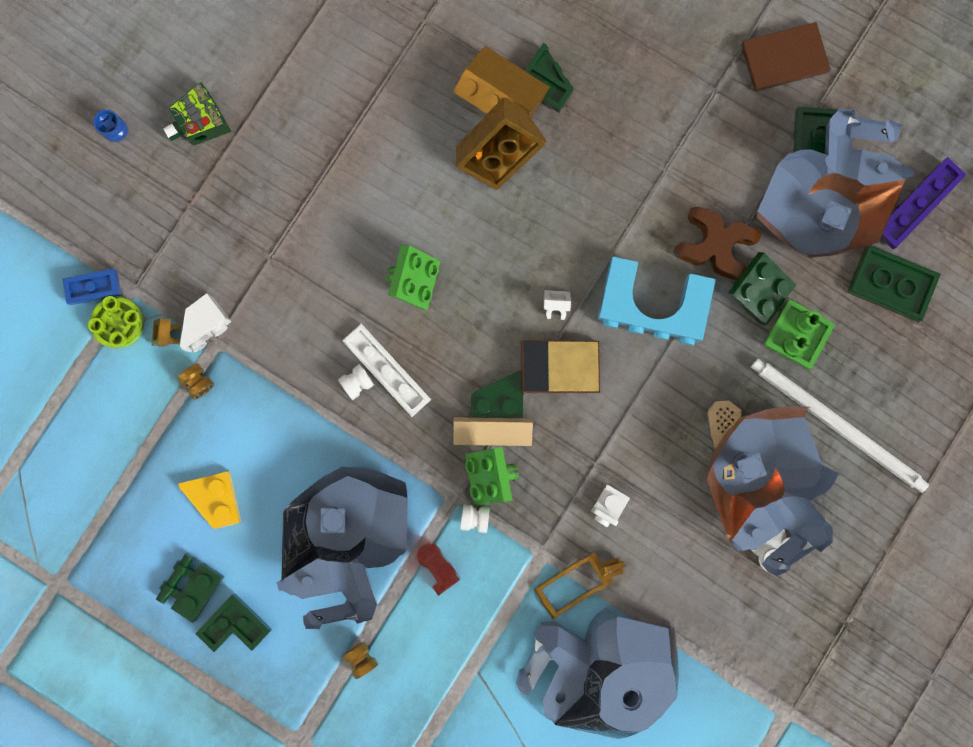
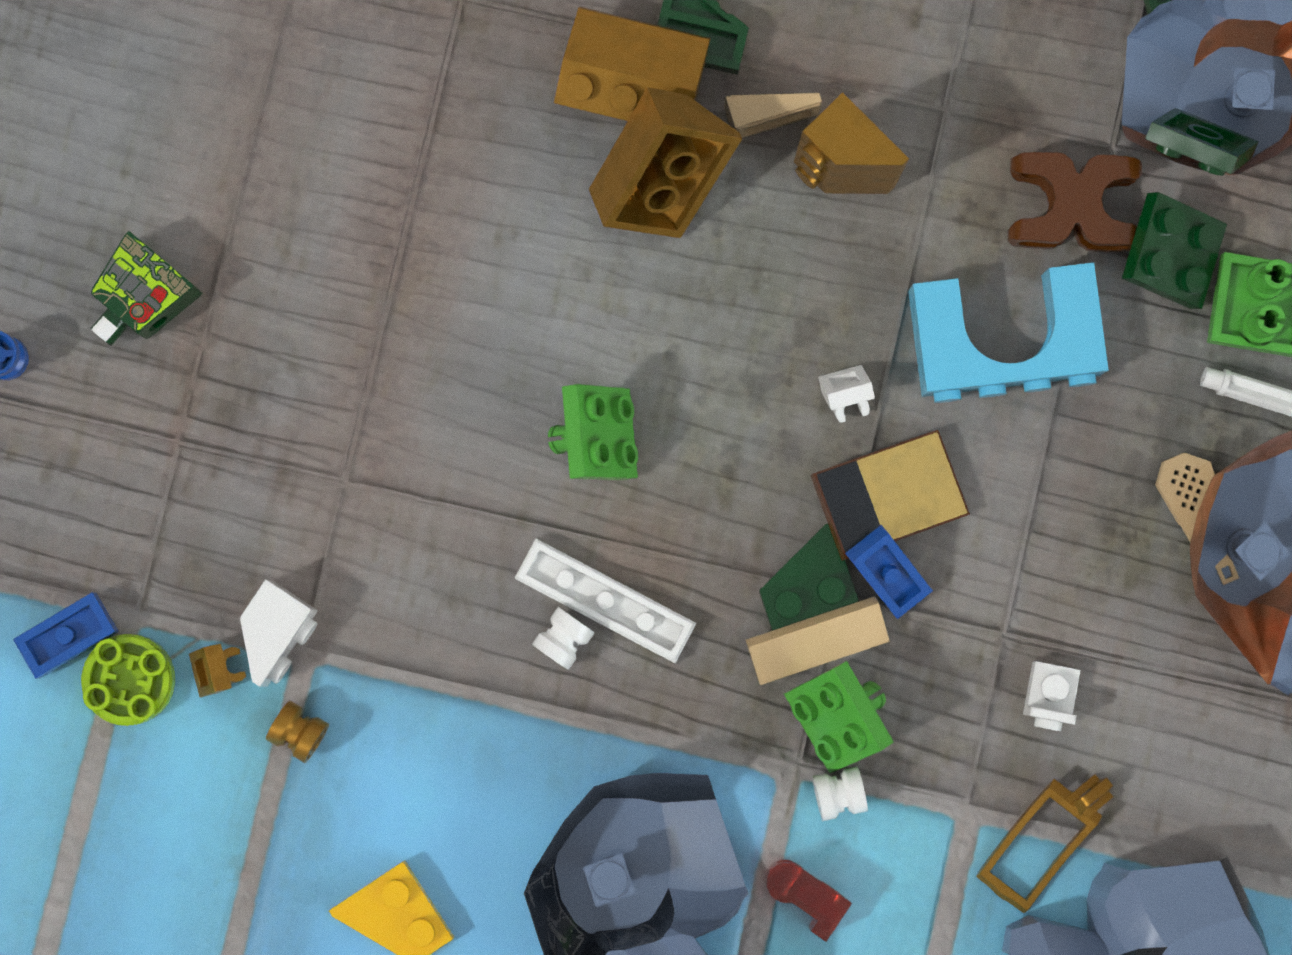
camera: 20 degrees left, 0 degrees up
(544, 407) = (889, 571): none -> blue plate
(565, 137) = (768, 111): none -> tan slope
(601, 172) = (848, 153): none -> pearl gold slope
(803, 237) = (1211, 144): none -> dark green plate

